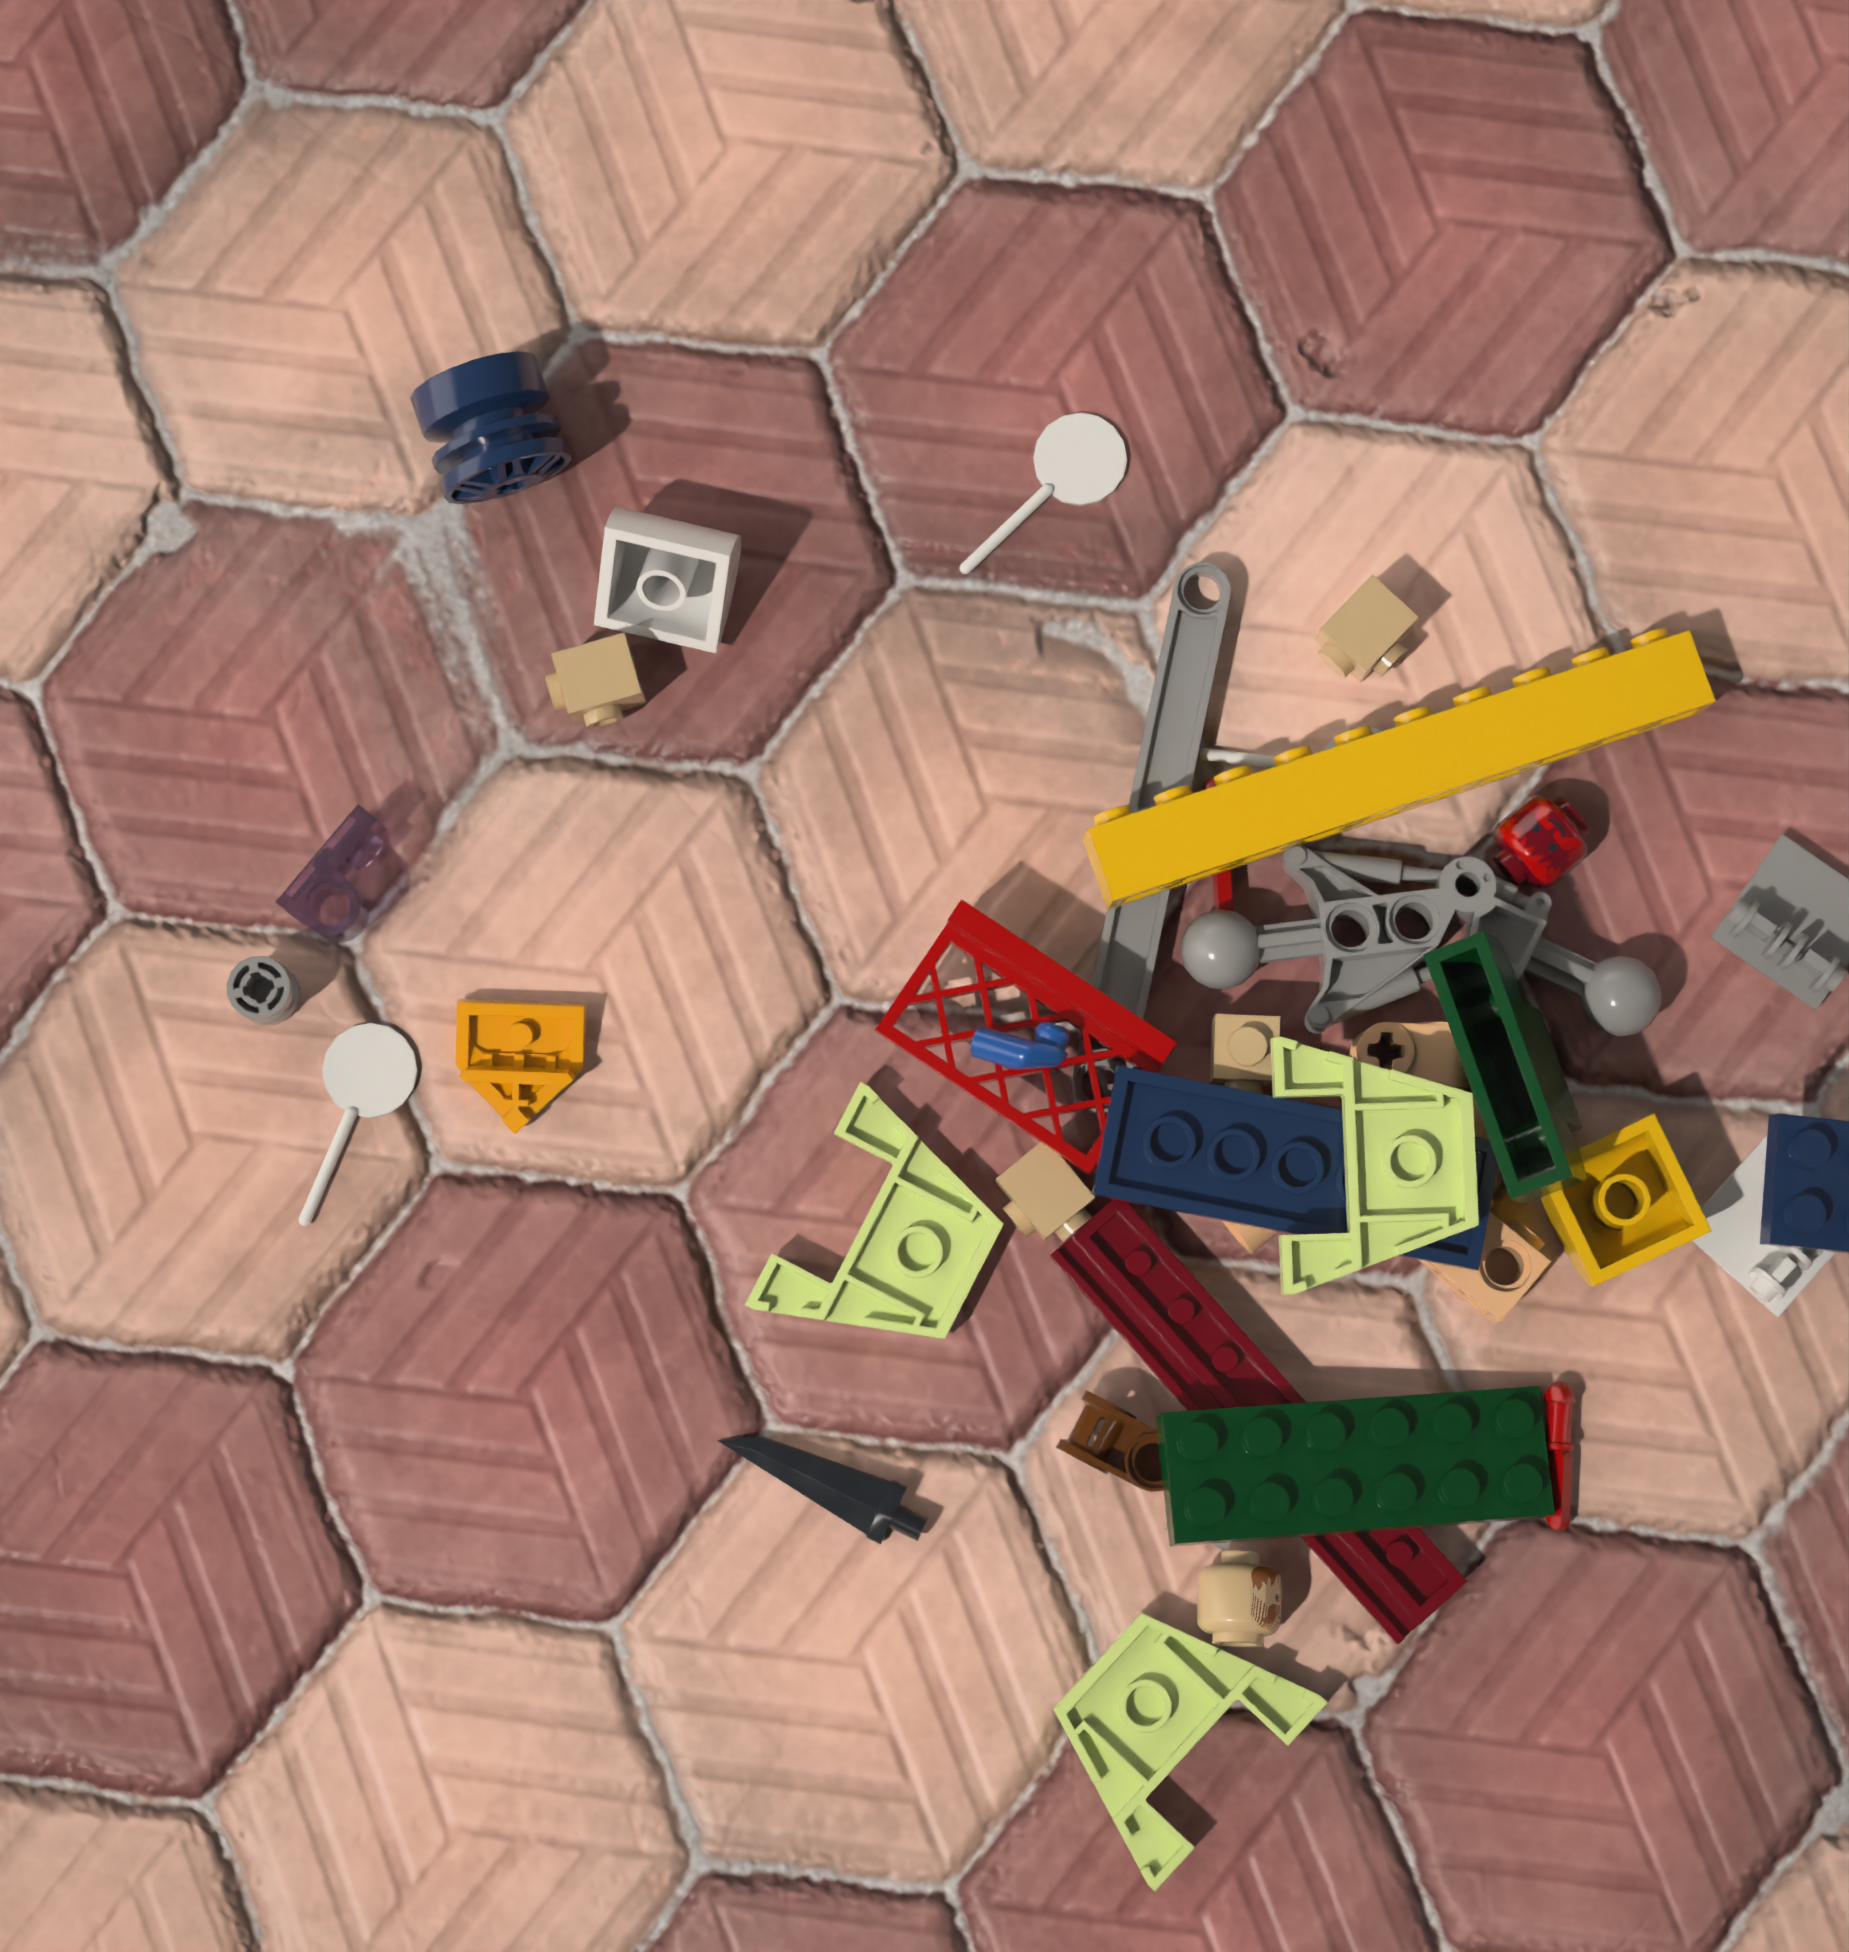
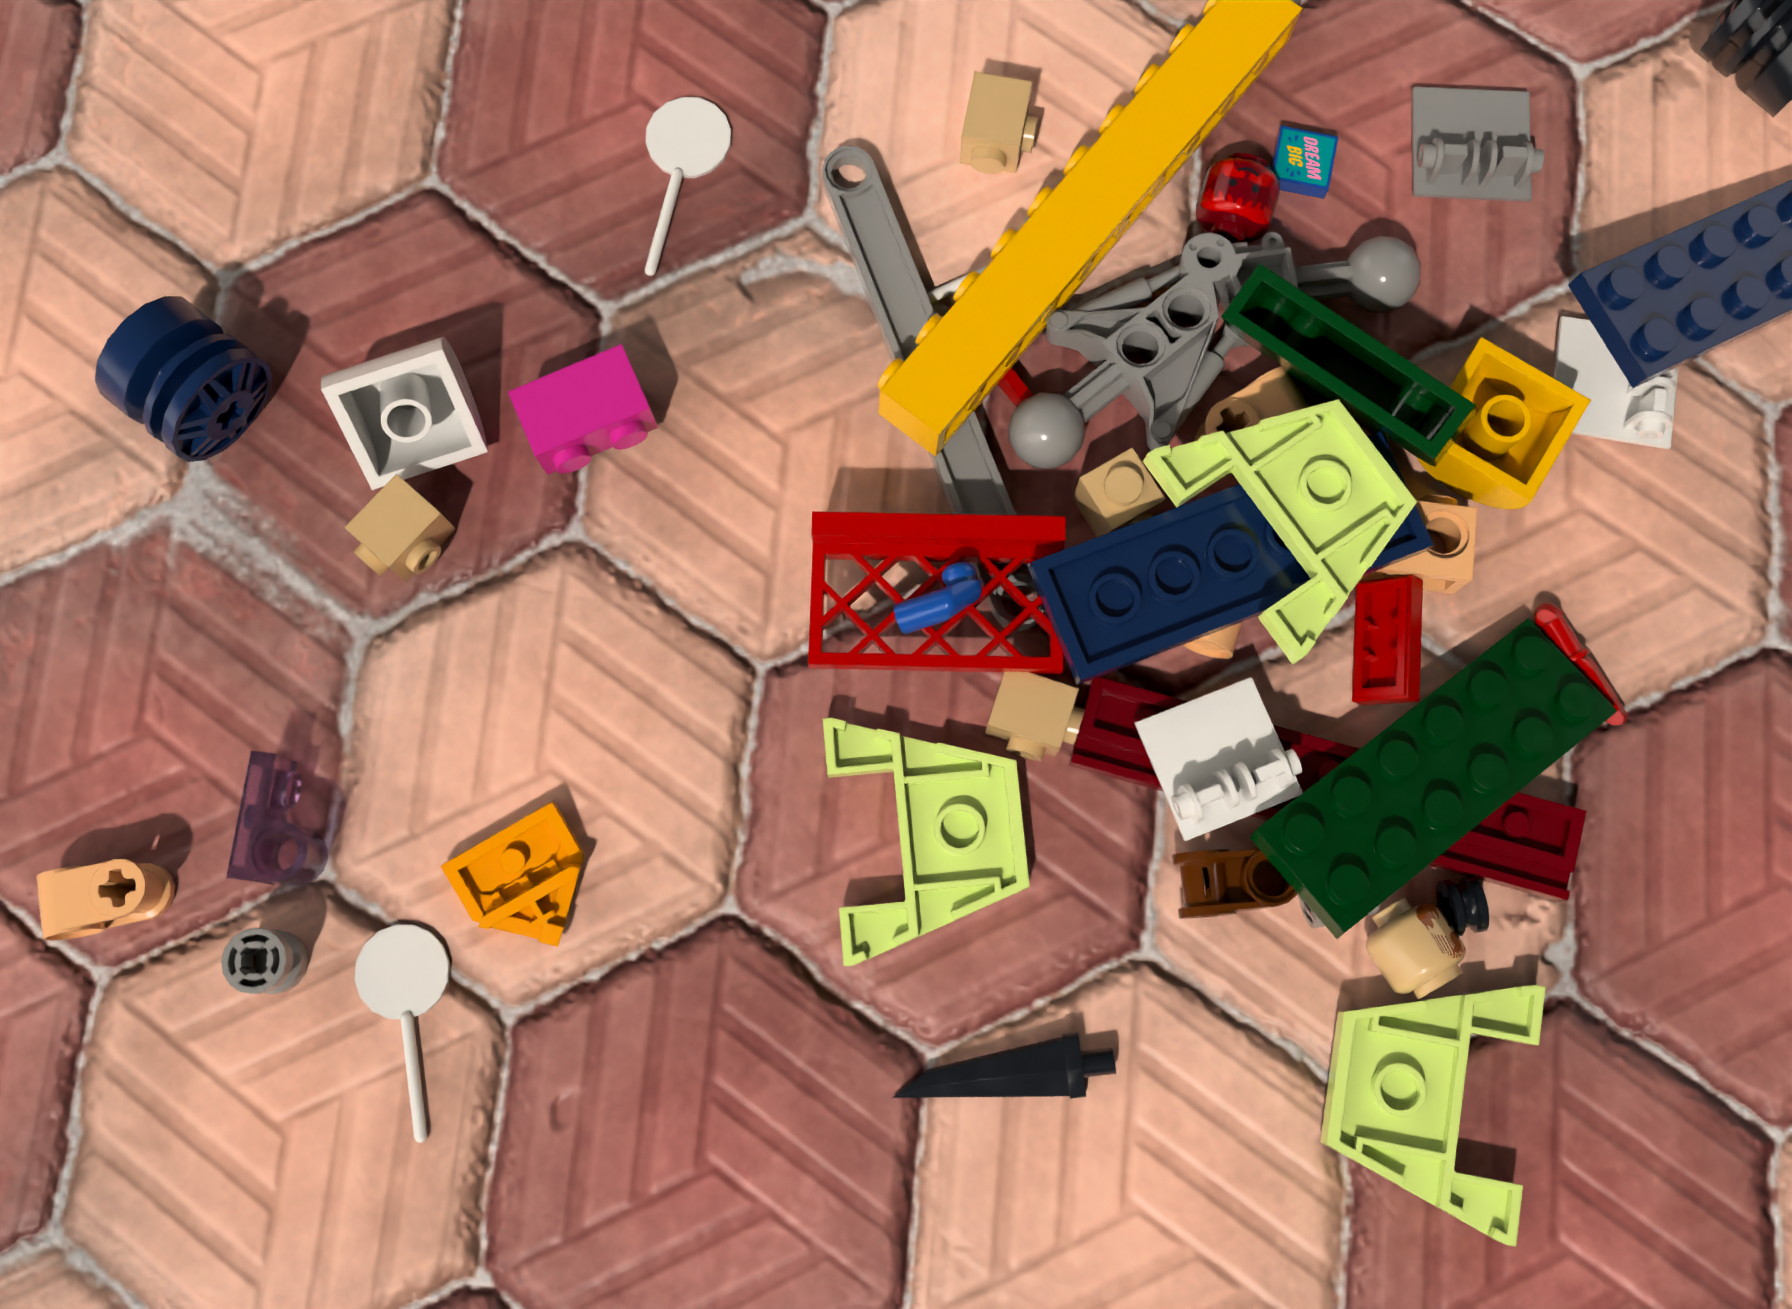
camera: 35 degrees left, 5 degrees down
(149, 844) = (98, 897): none -> light nougat piece
(822, 674) = (583, 411): none -> dark pink brick
(1176, 1333) = (1219, 759): none -> white hinge
(1305, 1592) = (1463, 904): none -> black bush
(1398, 1326) = (1387, 641): none -> red plate
(1629, 840) = (1304, 161): none -> tile

